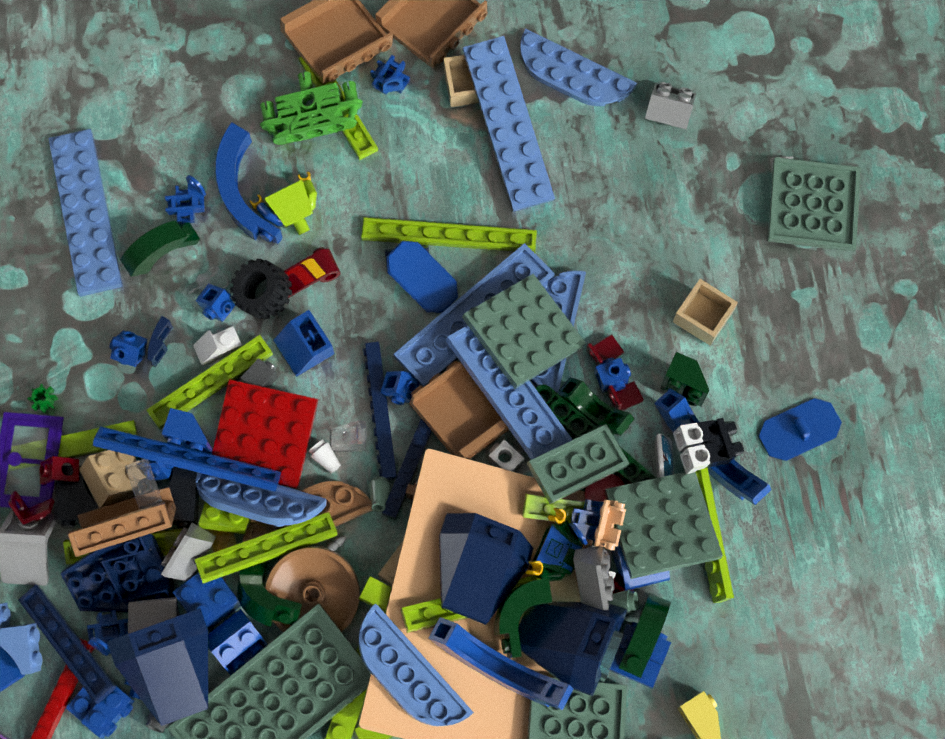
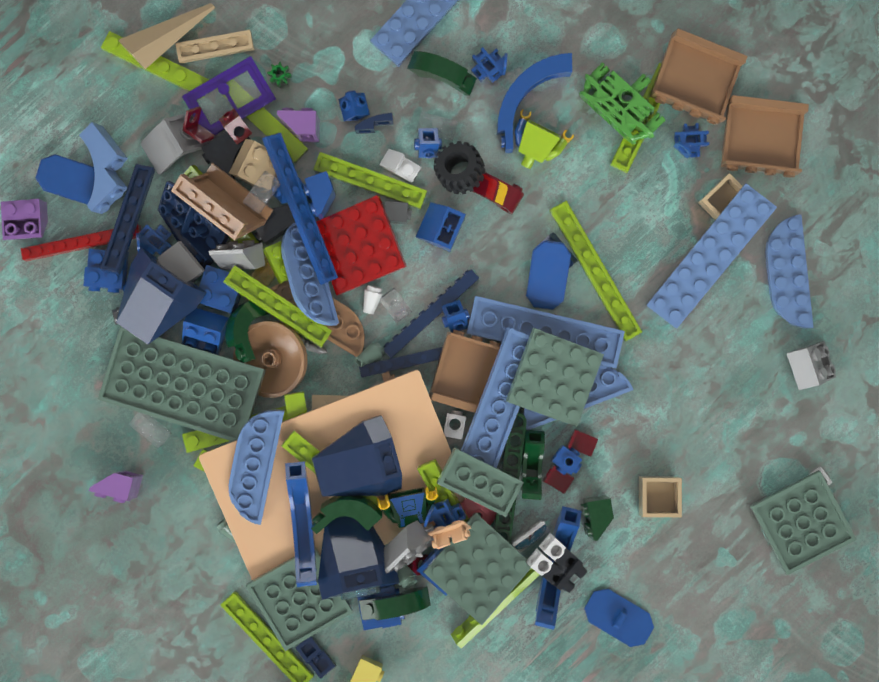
camera: 55 degrees right, 15 degrees up
(106, 407) = (302, 124): none -> medium lavender slope

